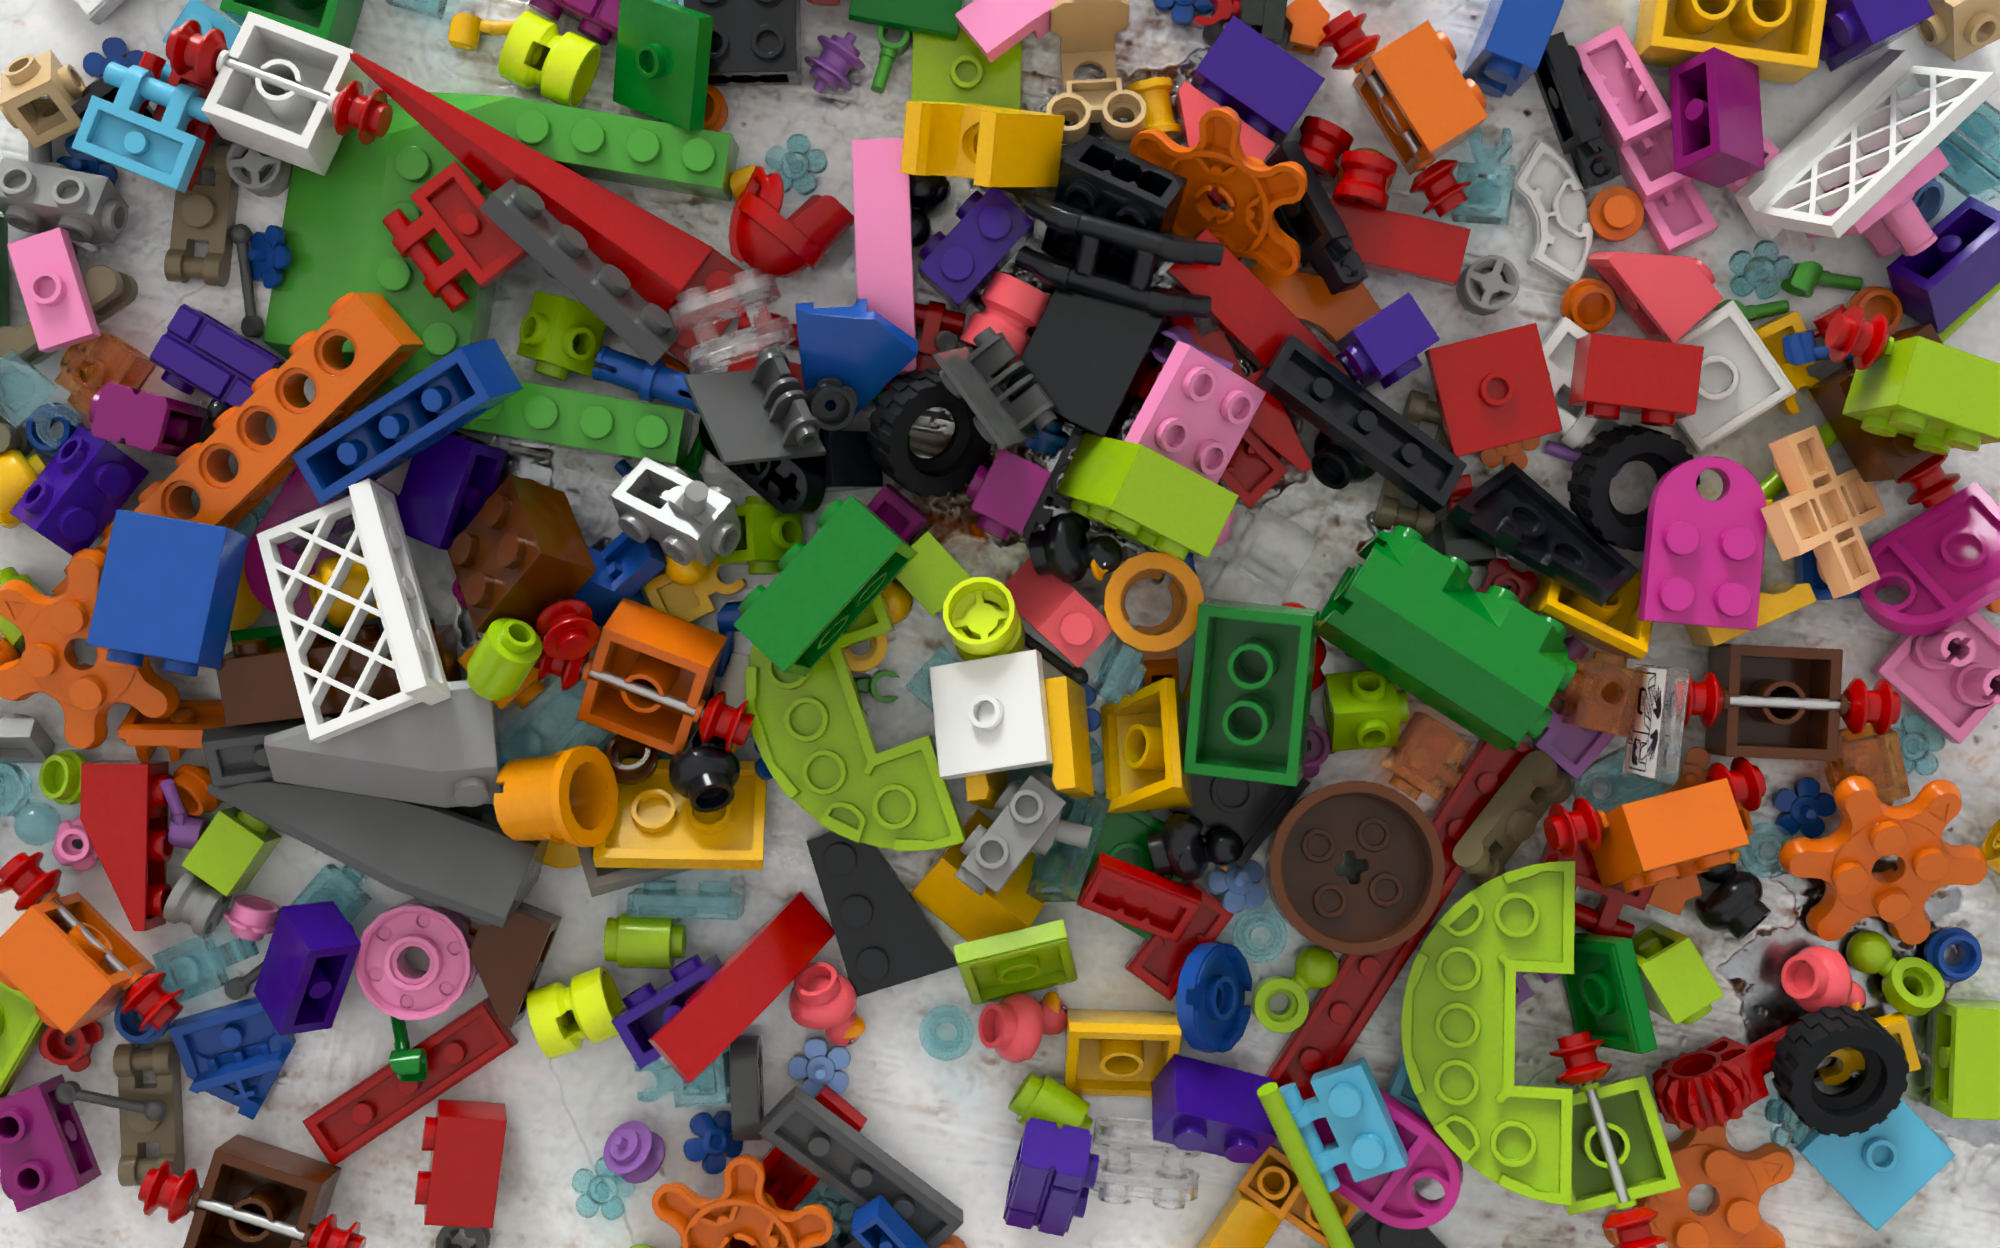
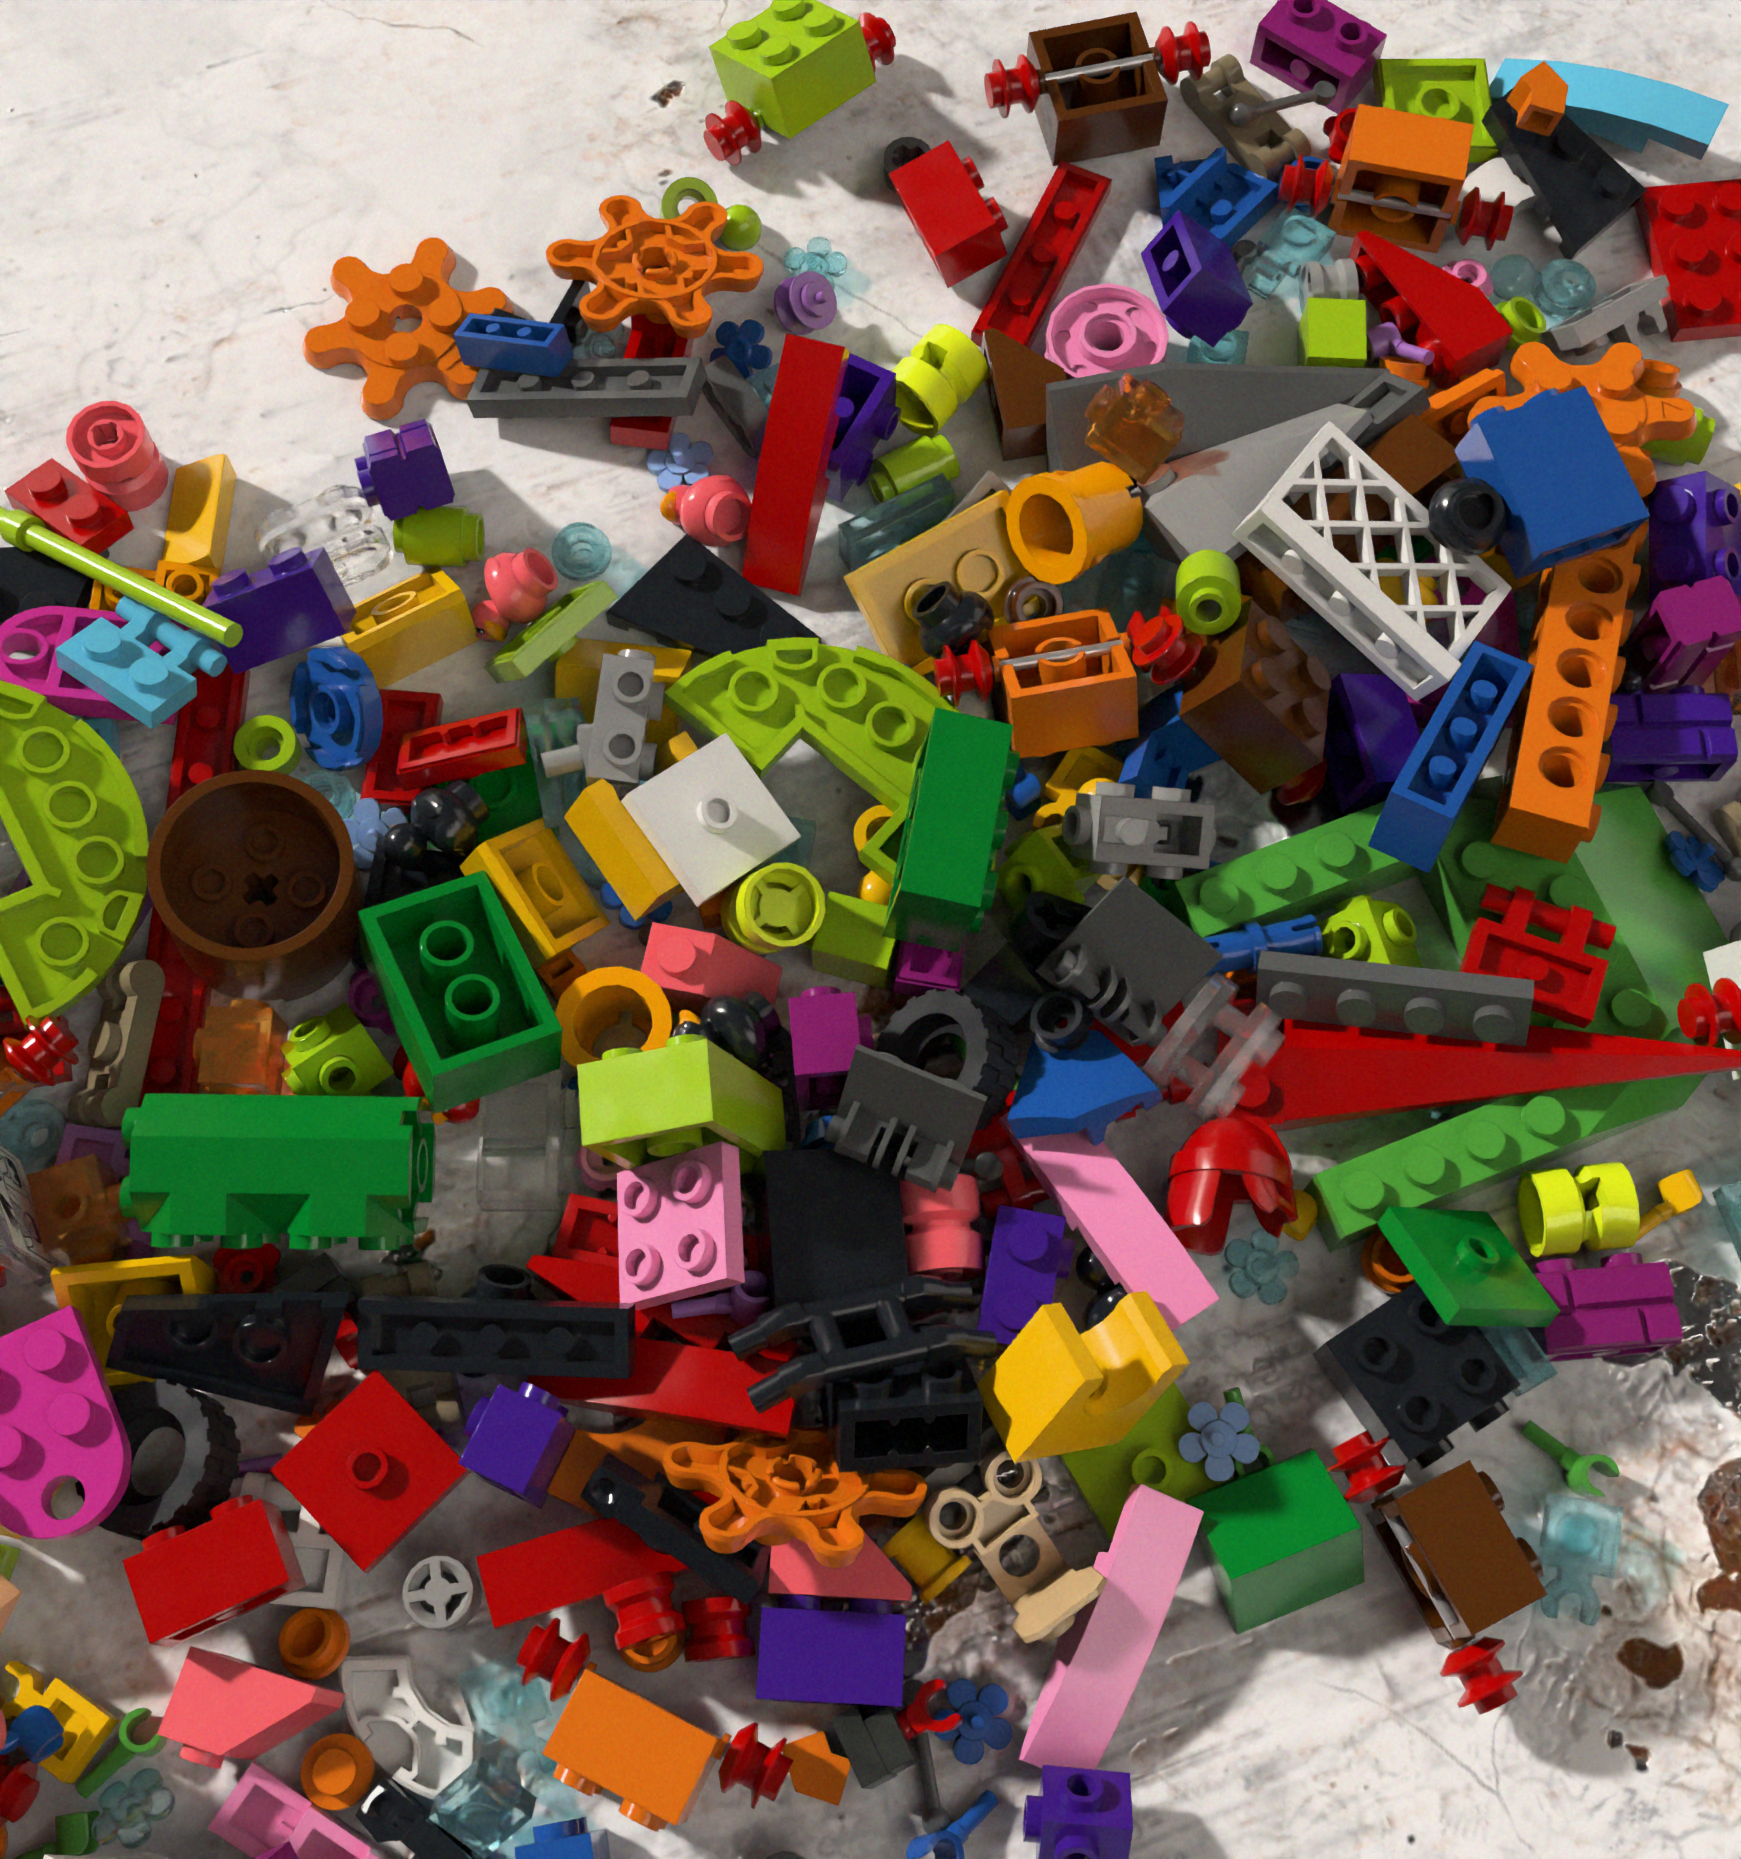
camera: 145 degrees right, 20 degrees down
(251, 917) = (1274, 307): bright pink plate -> none
(257, 599) = (1468, 517): none -> black animal
(407, 1063) = (1054, 263): green hand -> none
(463, 838) = (1134, 426): none -> clear orange brick
(834, 62) = (1294, 1393): medium lavender wheel -> none
(868, 685) = (852, 809): bright green hand -> none
(908, 61) = (1219, 1439): none -> light blue plant
(1119, 672) = (605, 933): clear light blue plate -> none
(1536, 128) = (482, 1807): none -> clear light blue plate
(1735, 379) = (102, 1660): white plate -> none

